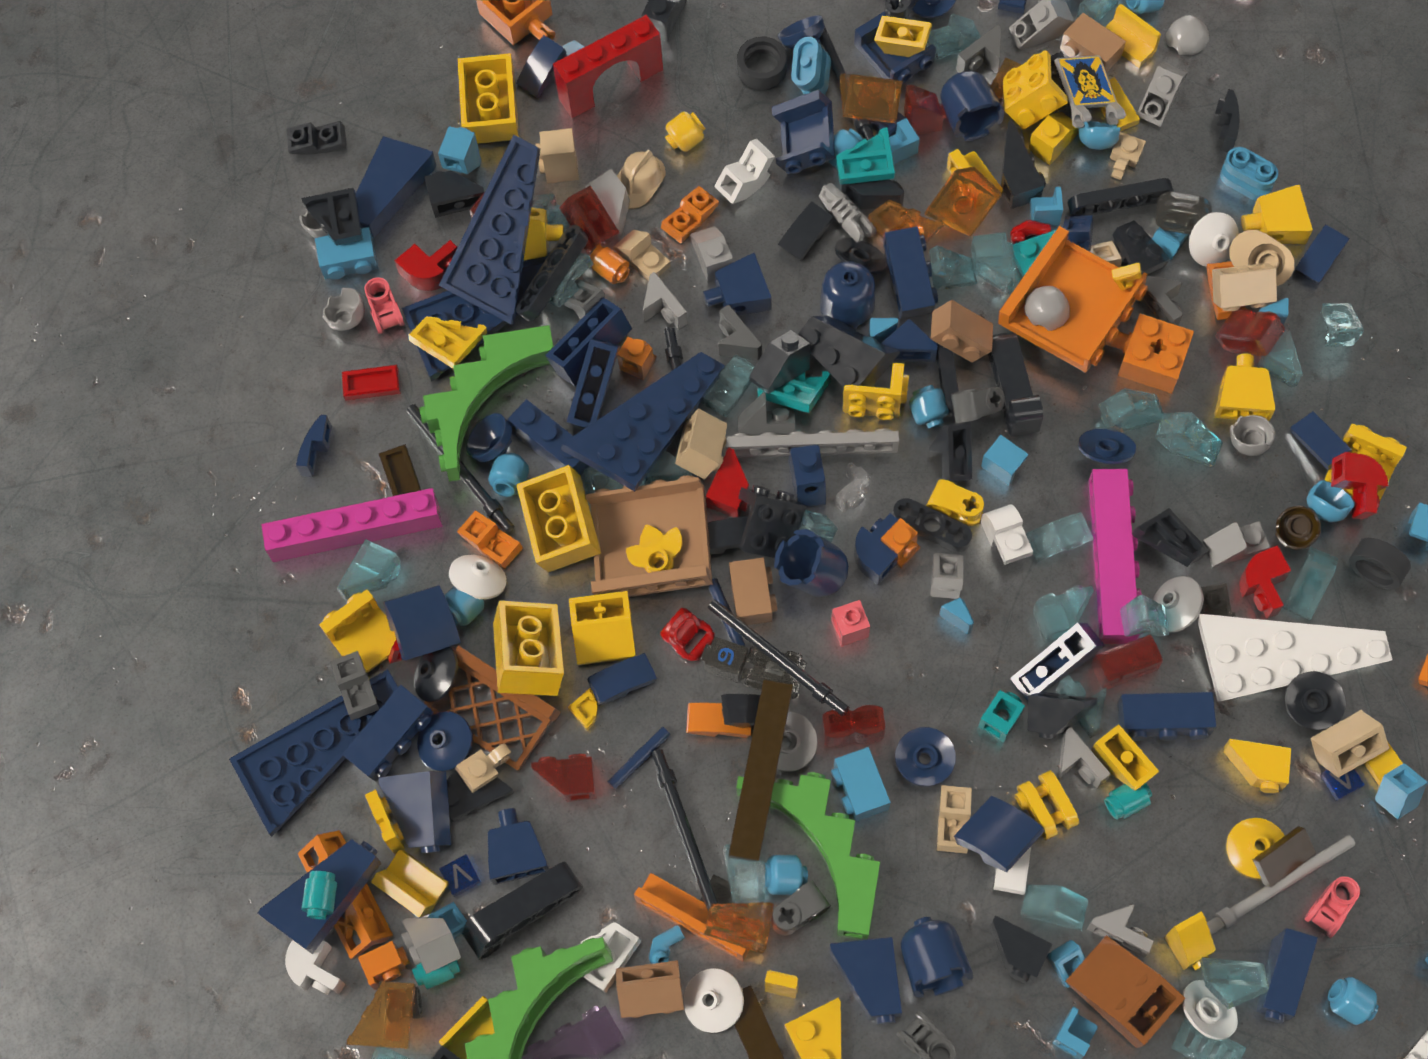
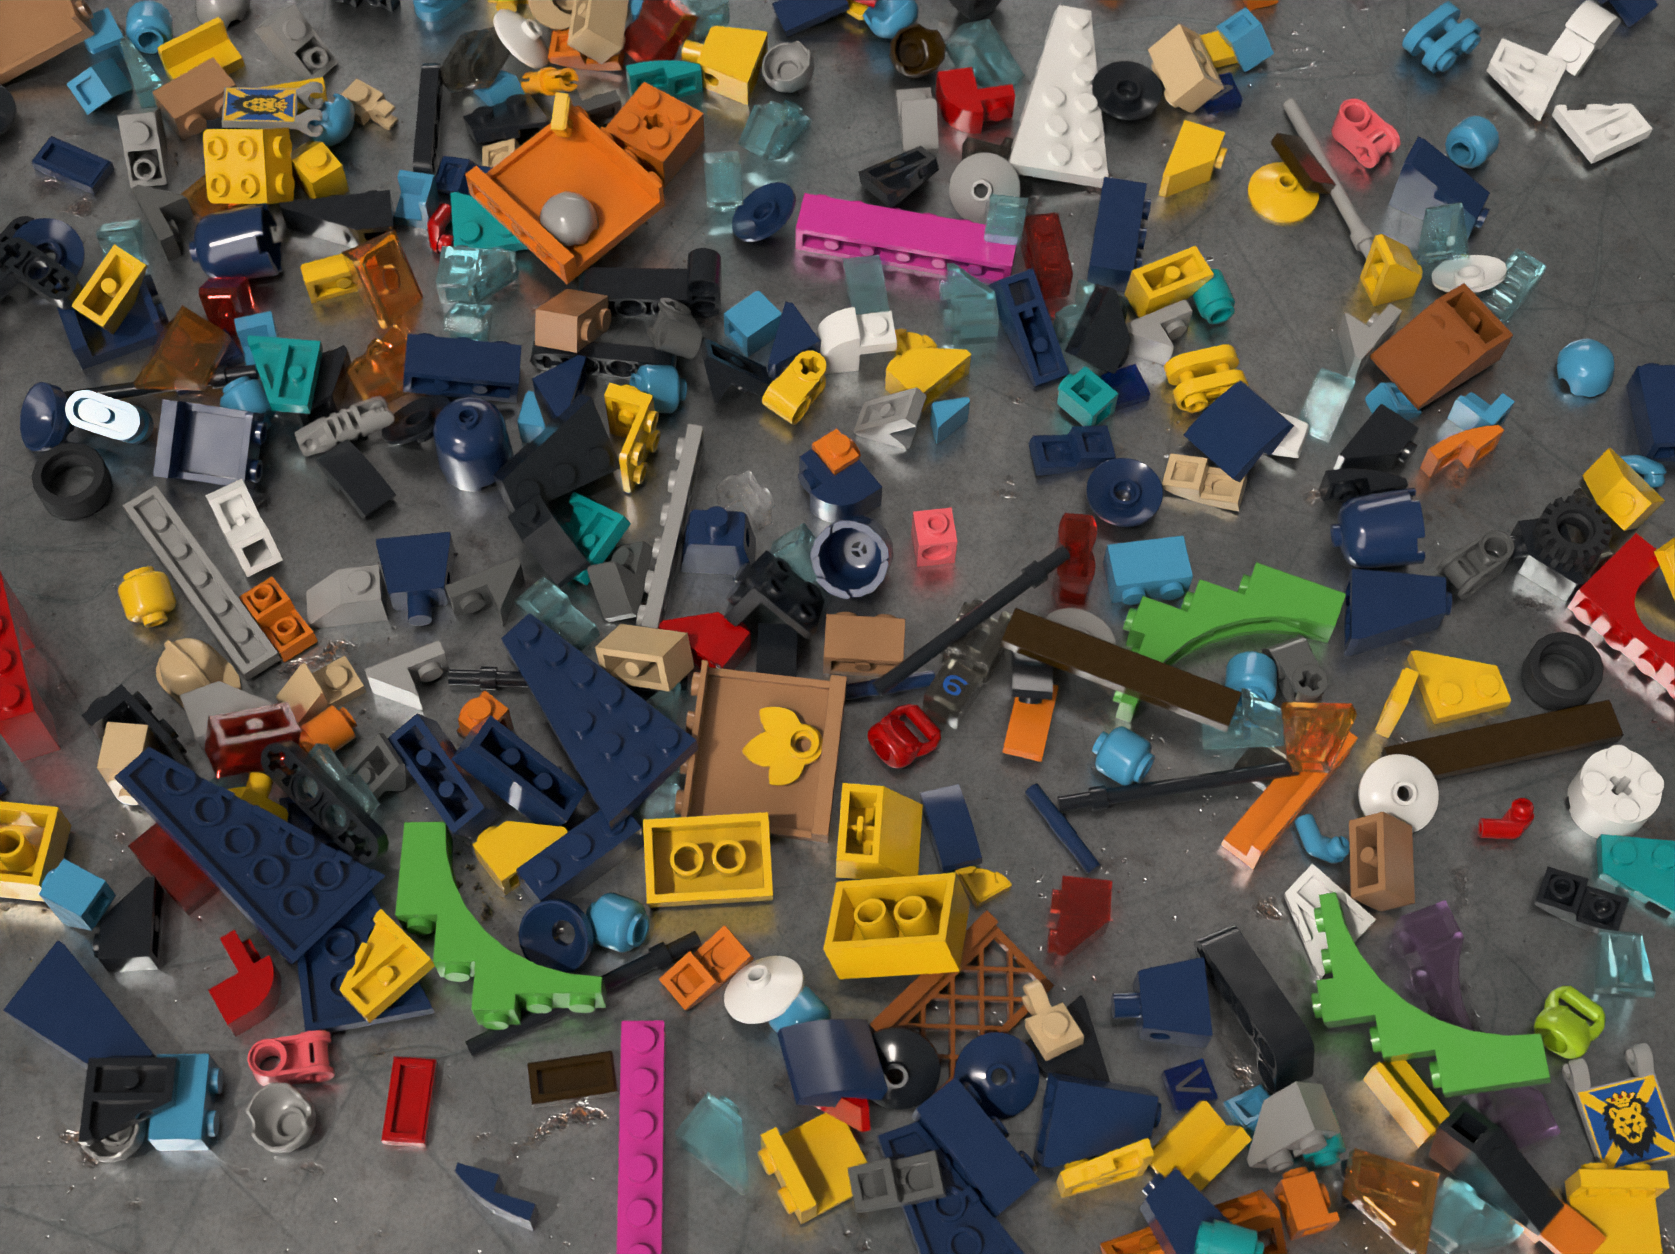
camera: 85 degrees left, 5 degrees down
(548, 396) = (510, 846): none -> yellow slope
(588, 152) = (123, 707): none -> black bracket
(699, 788) = (1123, 756): none -> dark azure head
(705, 160) = (202, 583): none -> light grey plate
(936, 536) = (820, 408): black beam -> none
(956, 714) = (1076, 451): none -> dark blue slope
(977, 951) = (1353, 482): none -> black slope
(991, 592) = (929, 370): none -> yellow slope
(994, 489) = (791, 339): none -> dark blue slope
(1021, 579) = (910, 340): none -> yellow tile
(1026, 746) = (1129, 385): none -> clear blue tile
(1039, 1029) = (1465, 446): none -> orange slope
(1177, 267) = (549, 81): none -> light orange pin
(1214, 355) = (674, 77): none -> teal slope

